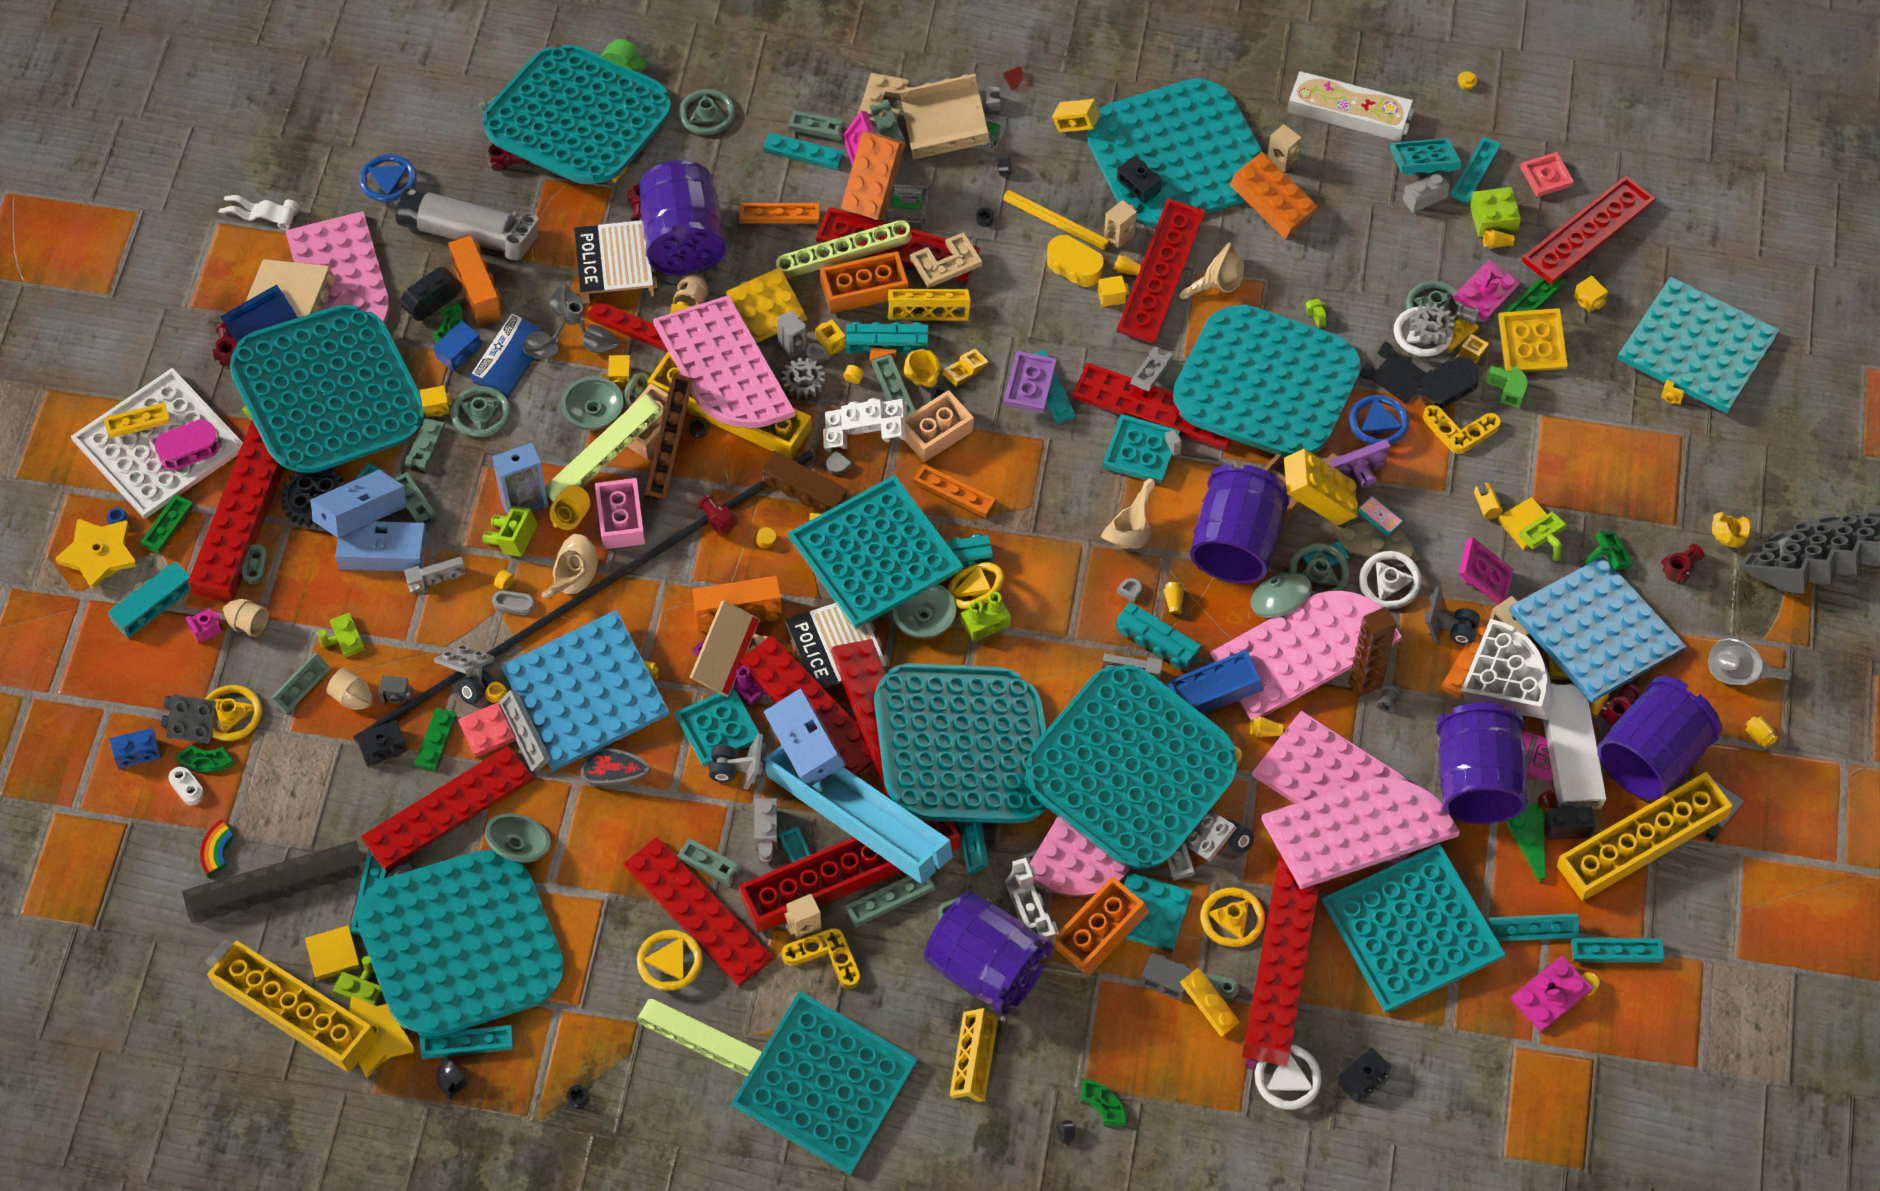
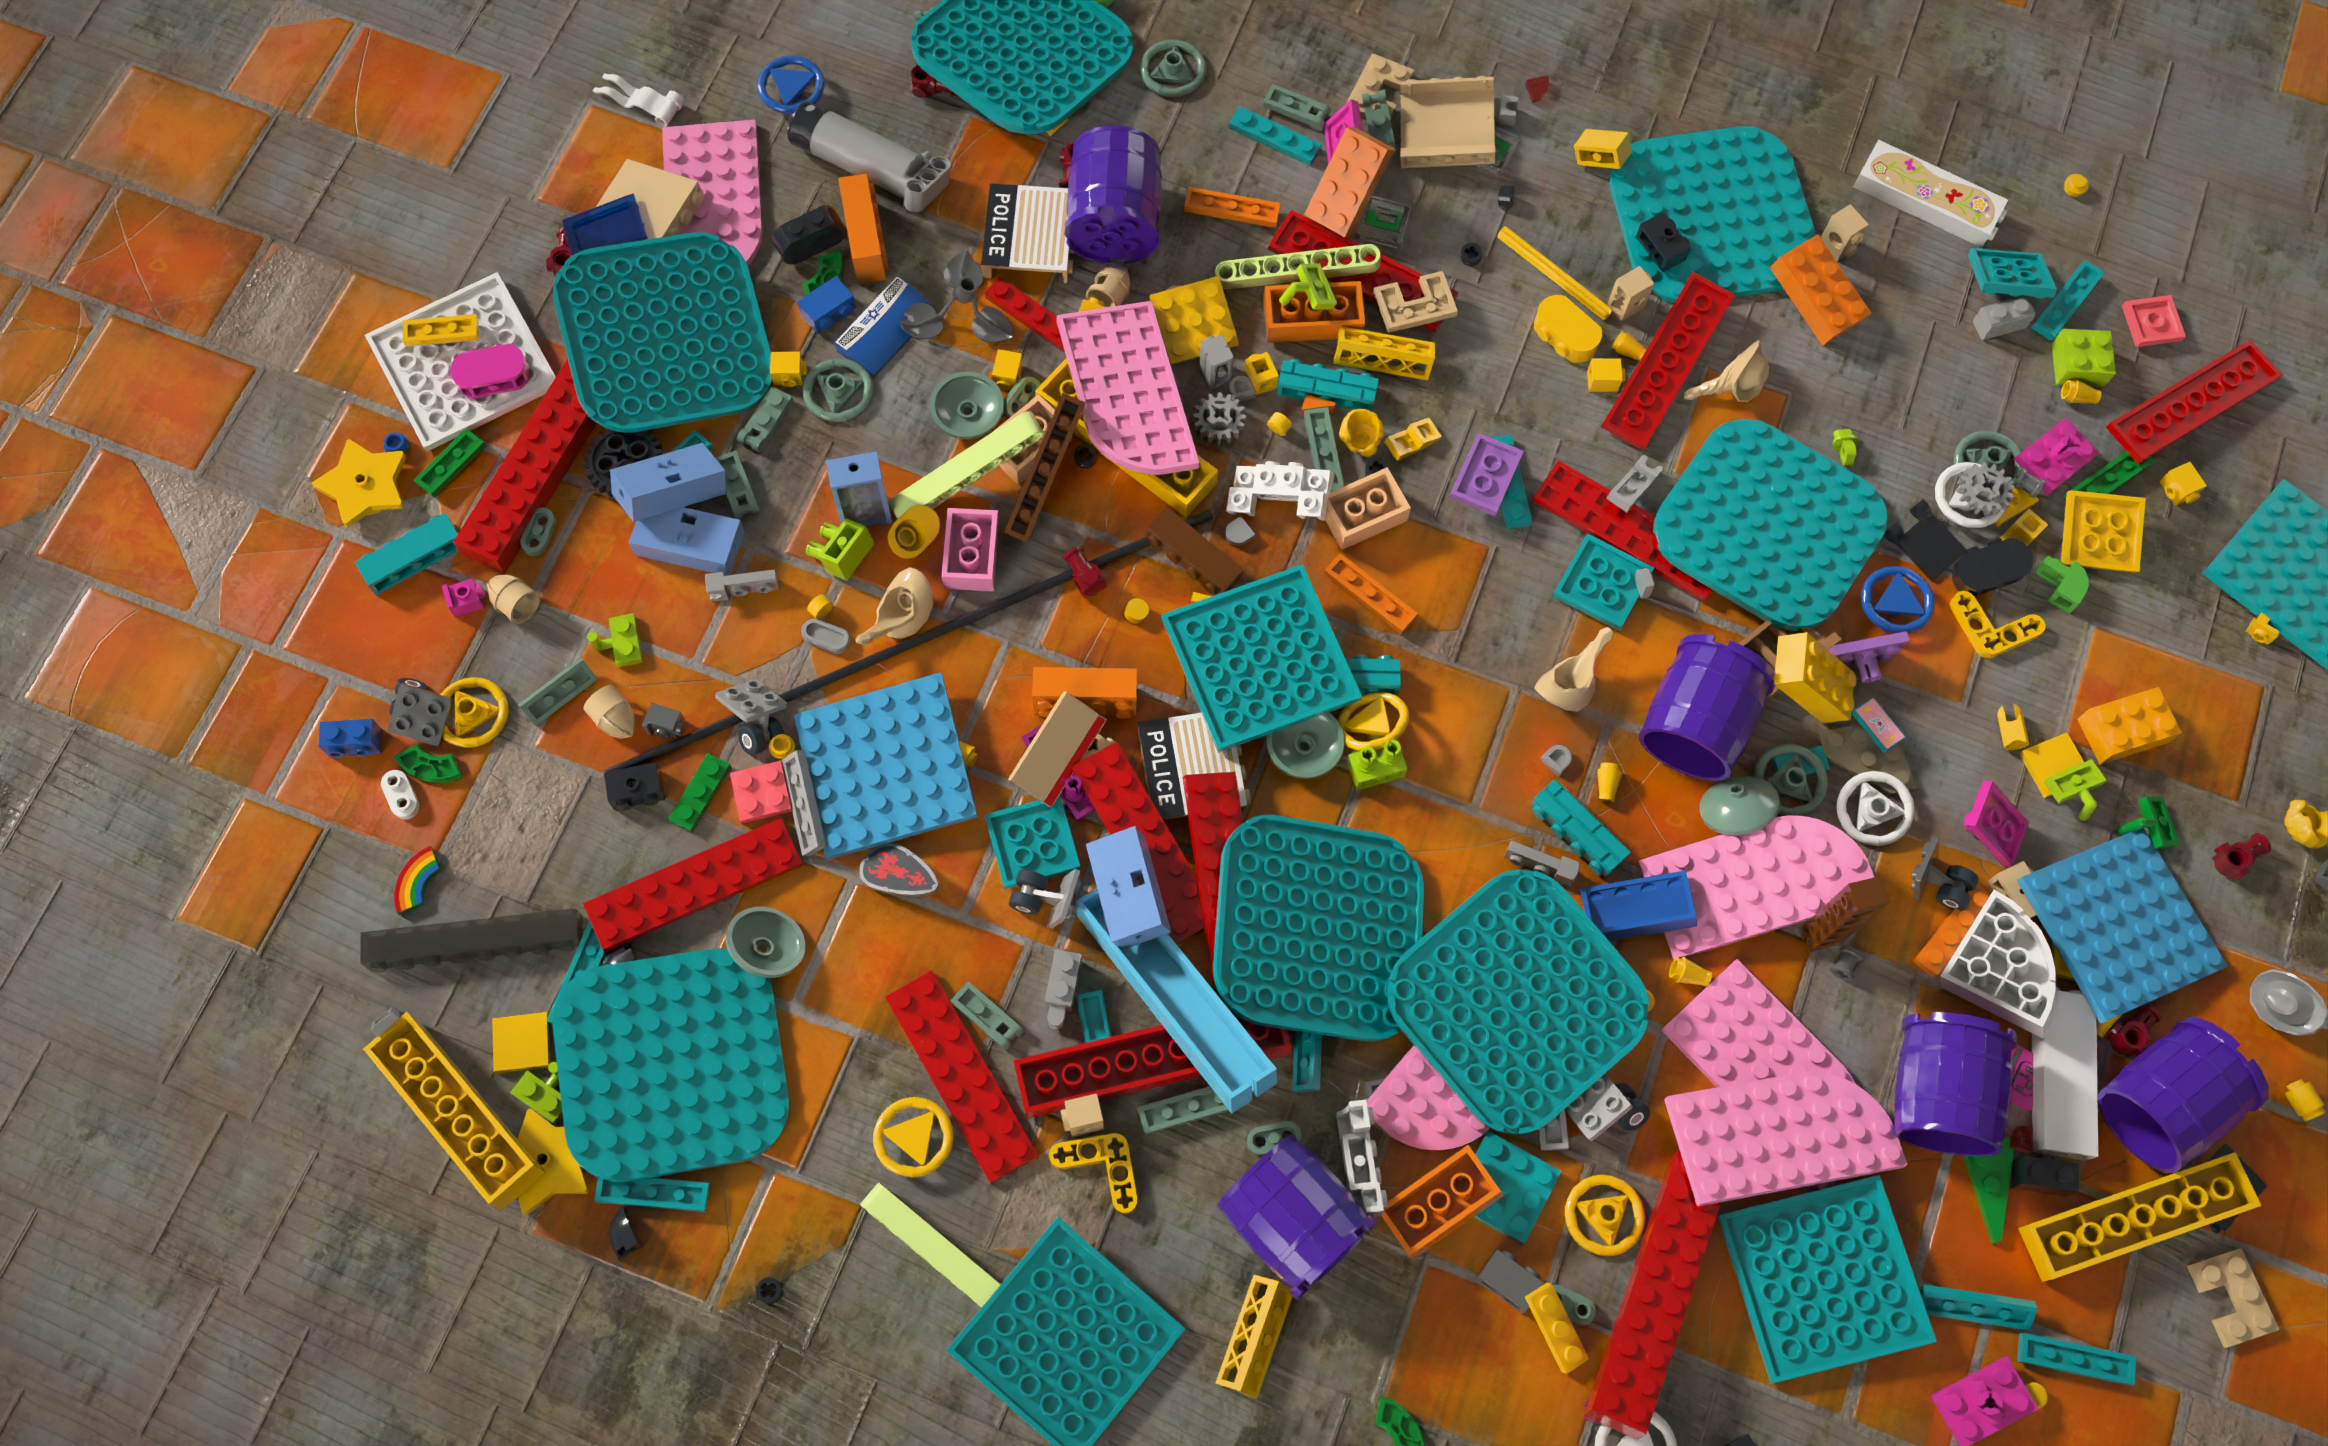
camera: 10 degrees right, 10 degrees up
(859, 258) = (1314, 284): none -> lime plate
(1578, 482) = (2129, 725): none -> light orange brick
(1747, 892) = (2252, 1312): none -> tan plate

